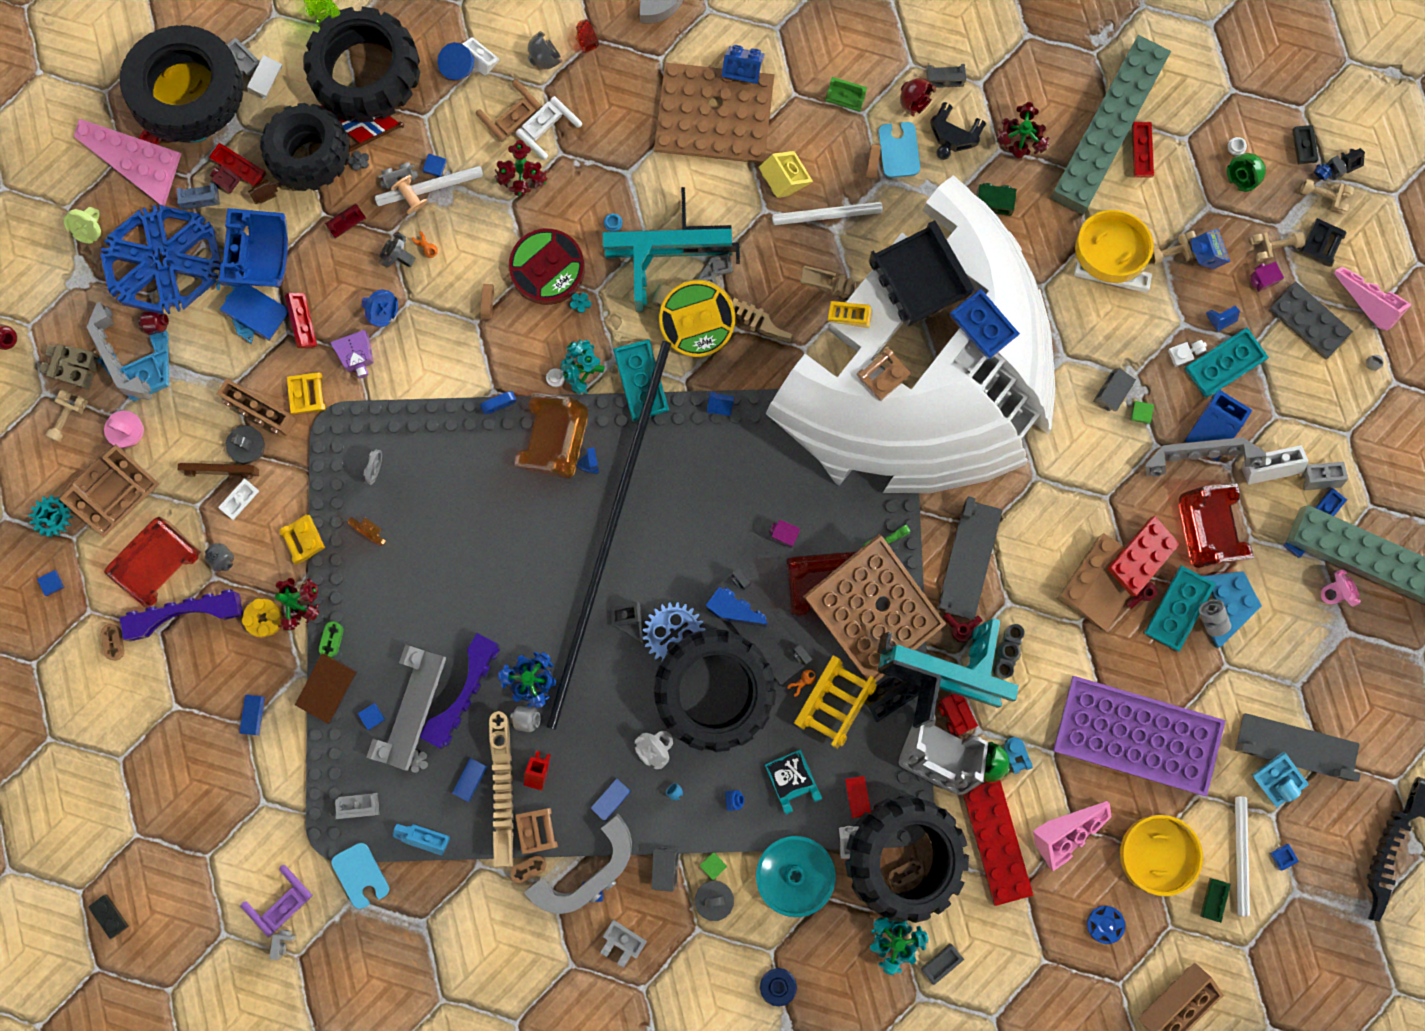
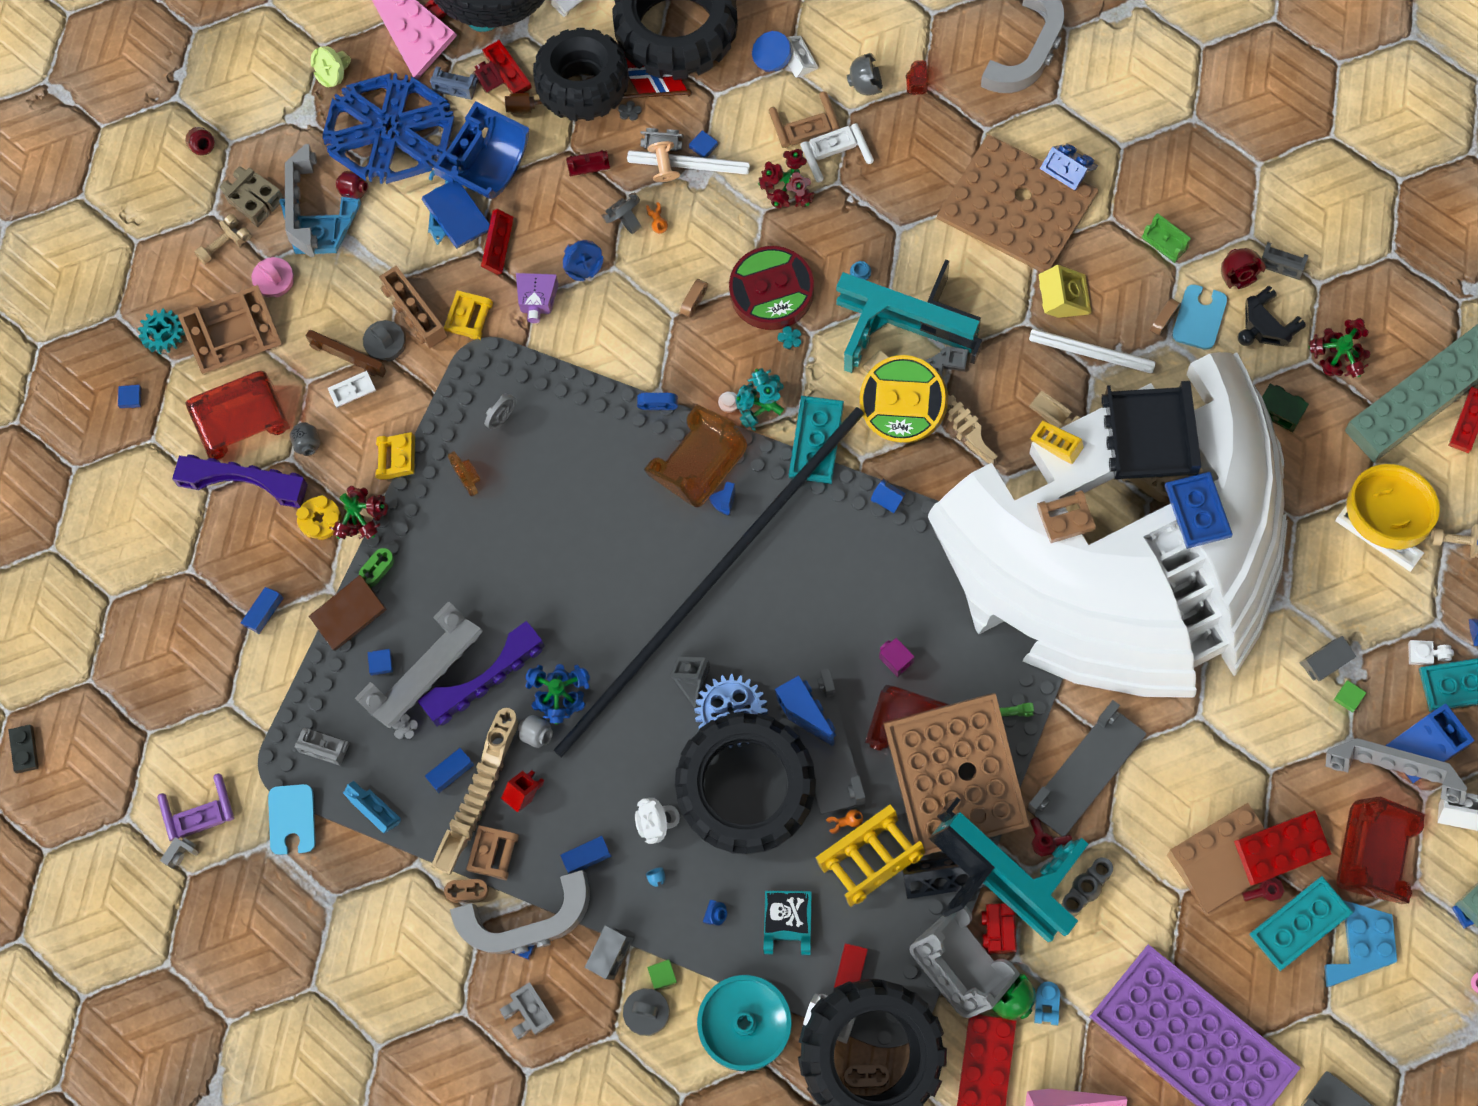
camera: 30 degrees right, 10 degrees down
(108, 643) = (157, 478): medium nougat beam -> none
(1215, 617) = (1336, 949): light grey wheel -> none

